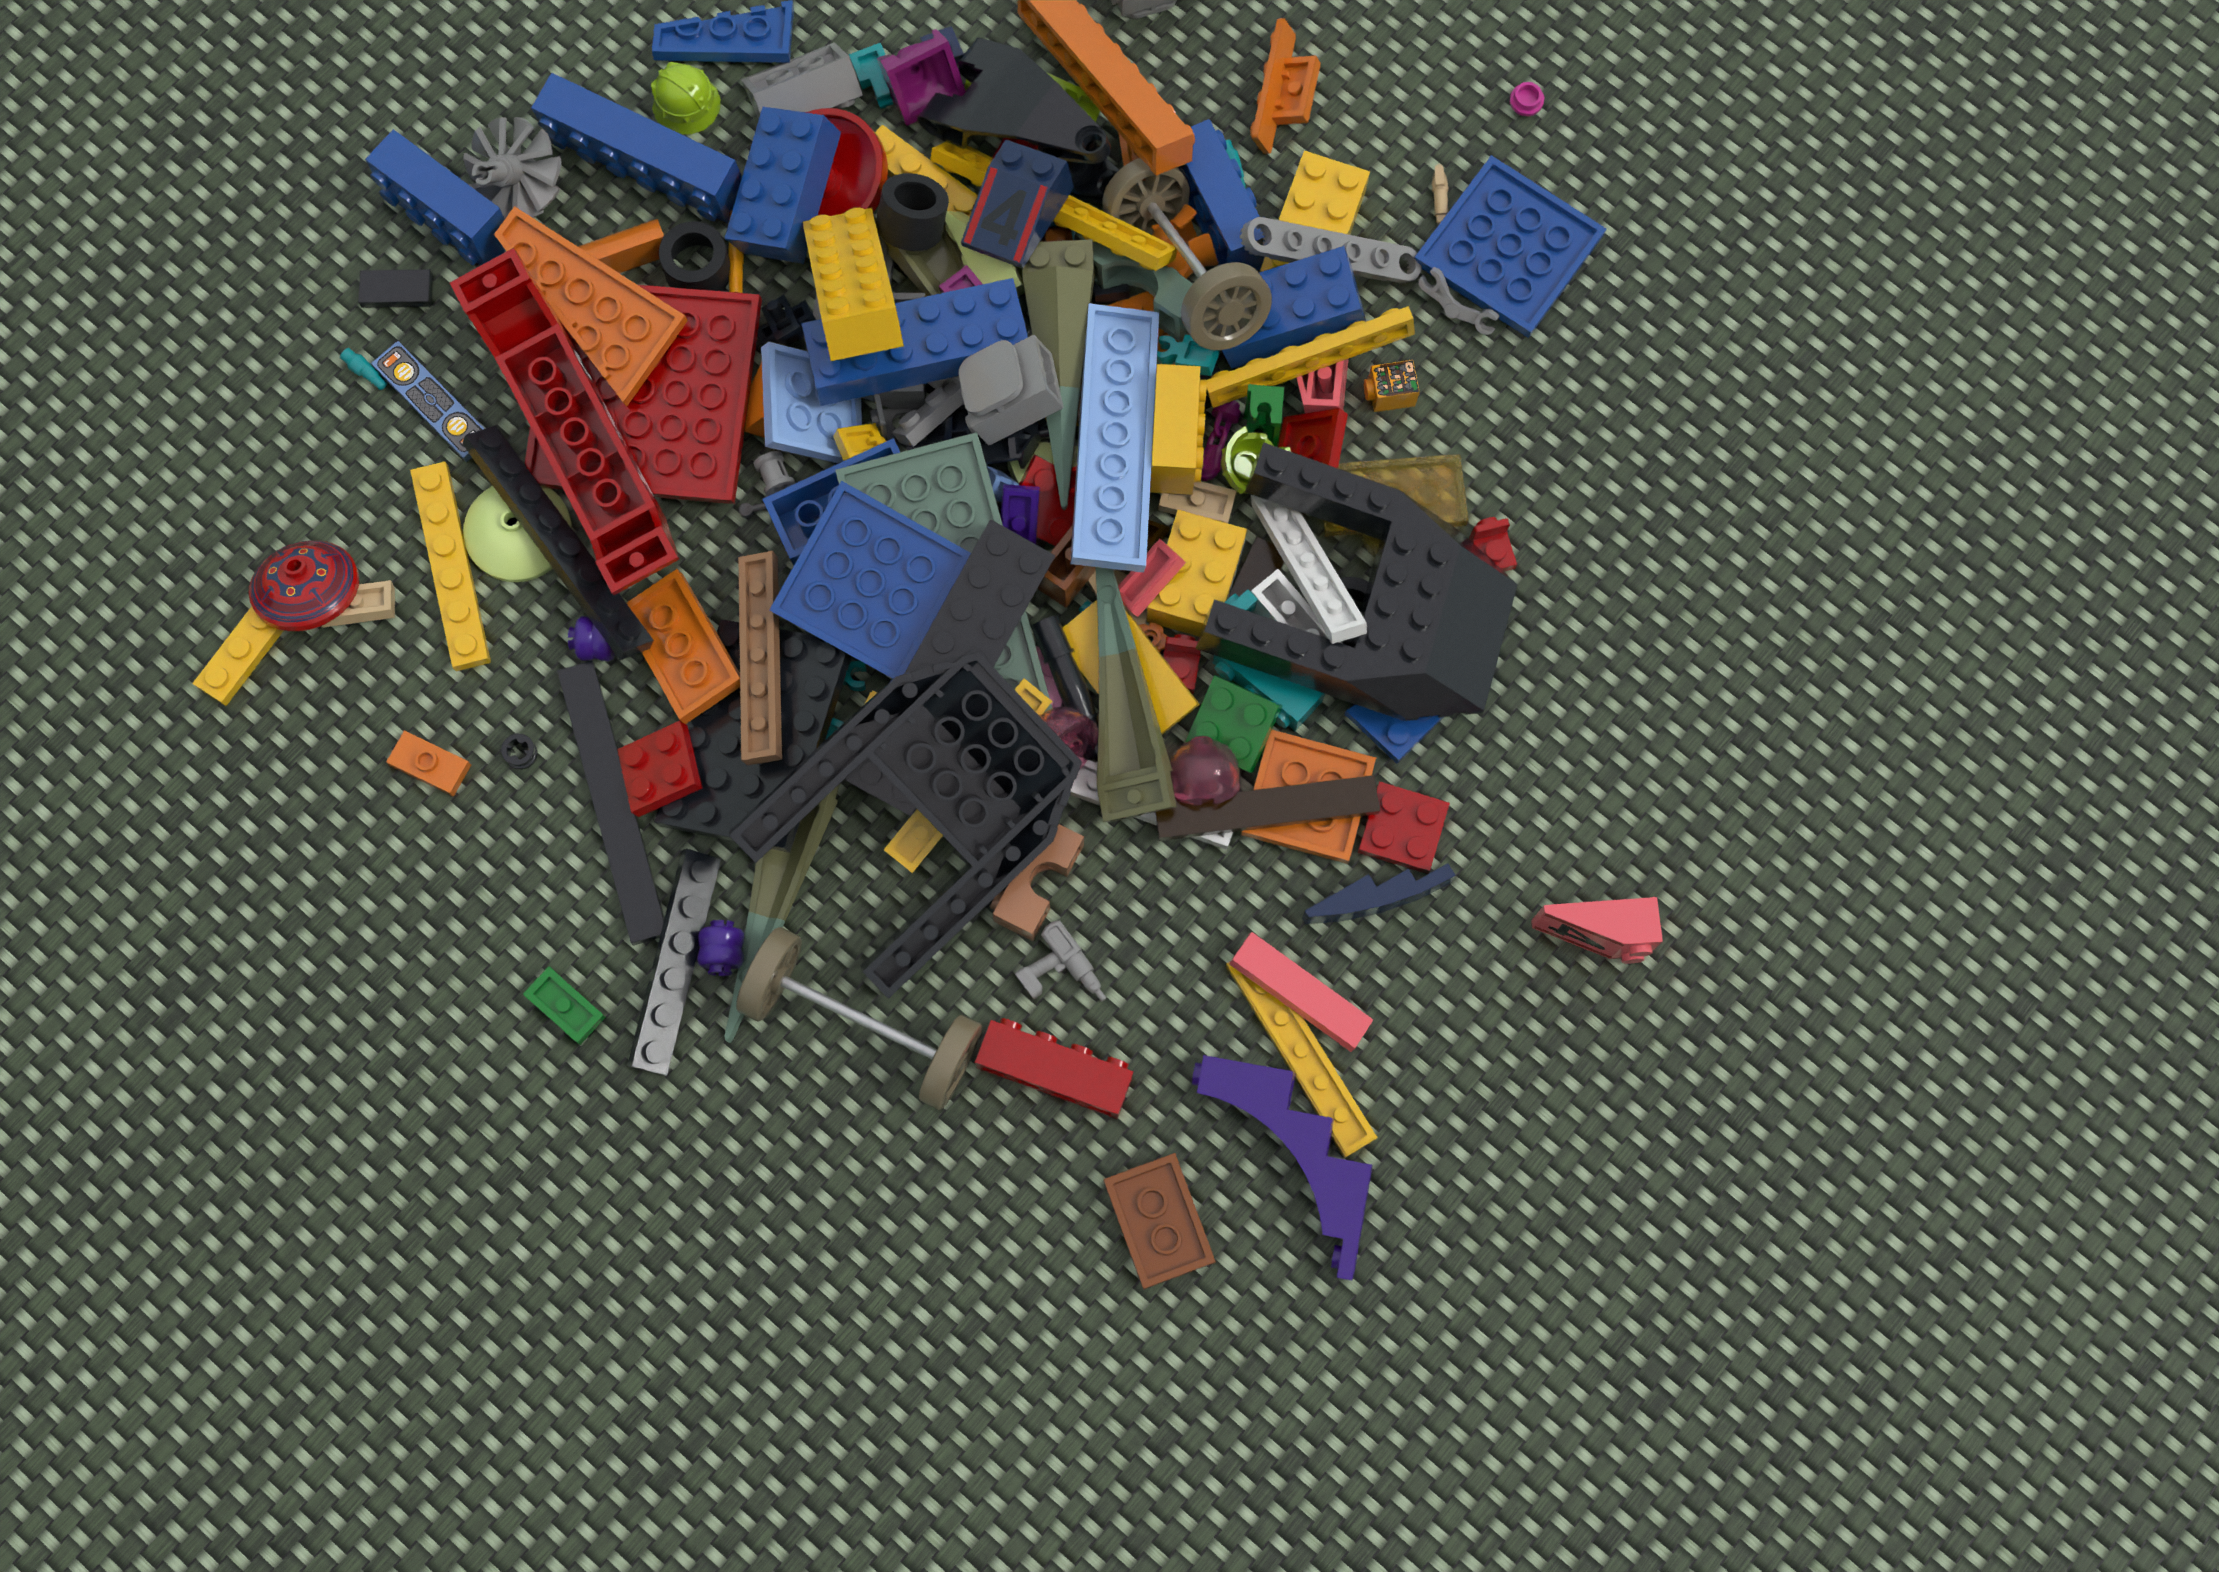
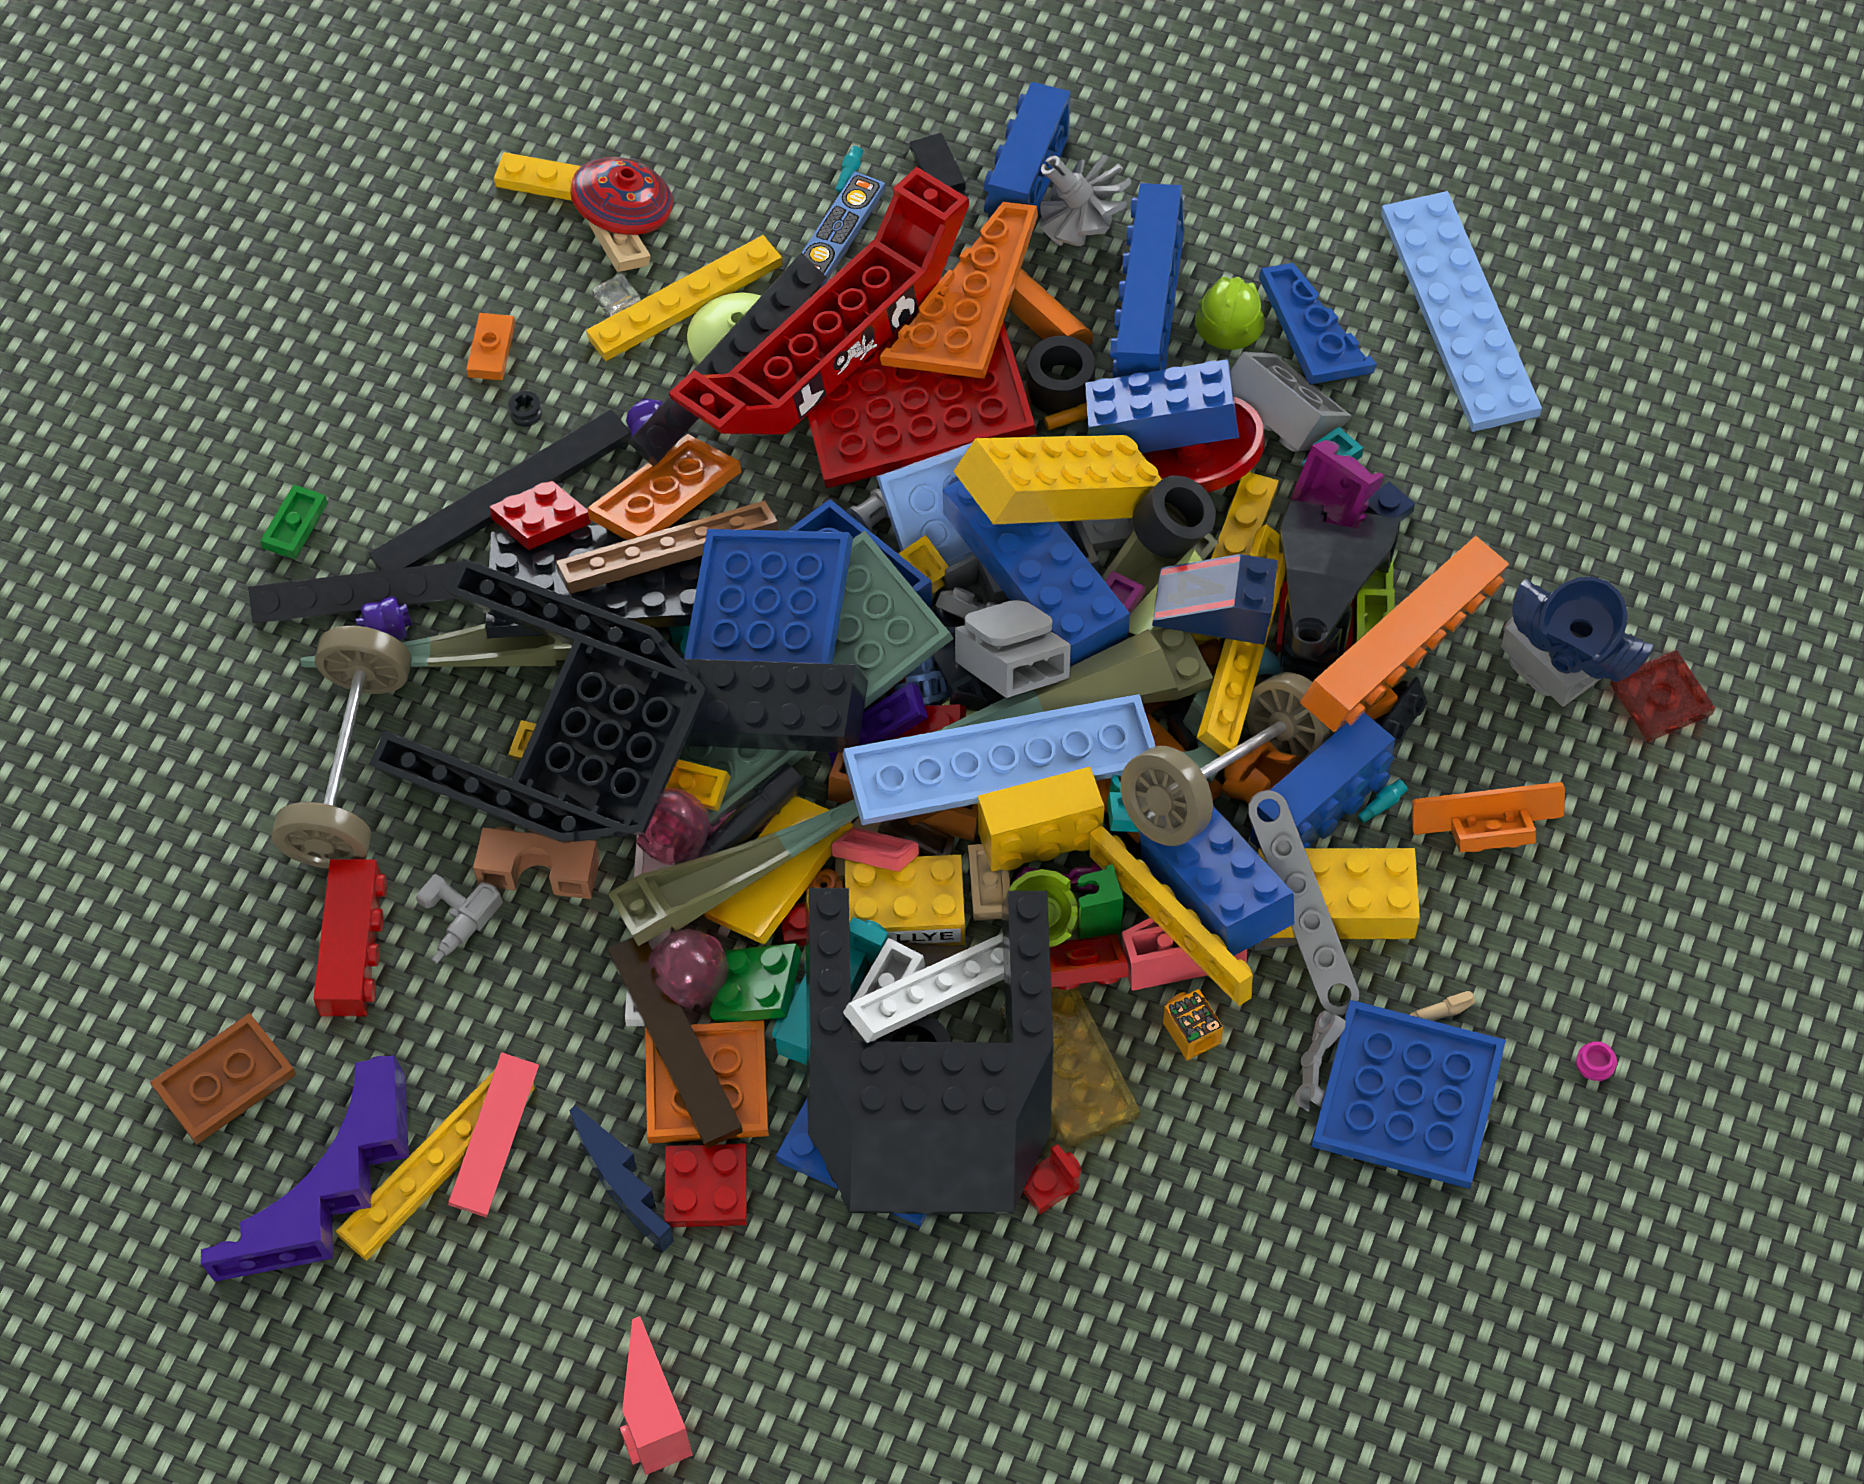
camera: 75 degrees right, 15 degrees down
(424, 627) = (615, 295): none -> clear plate

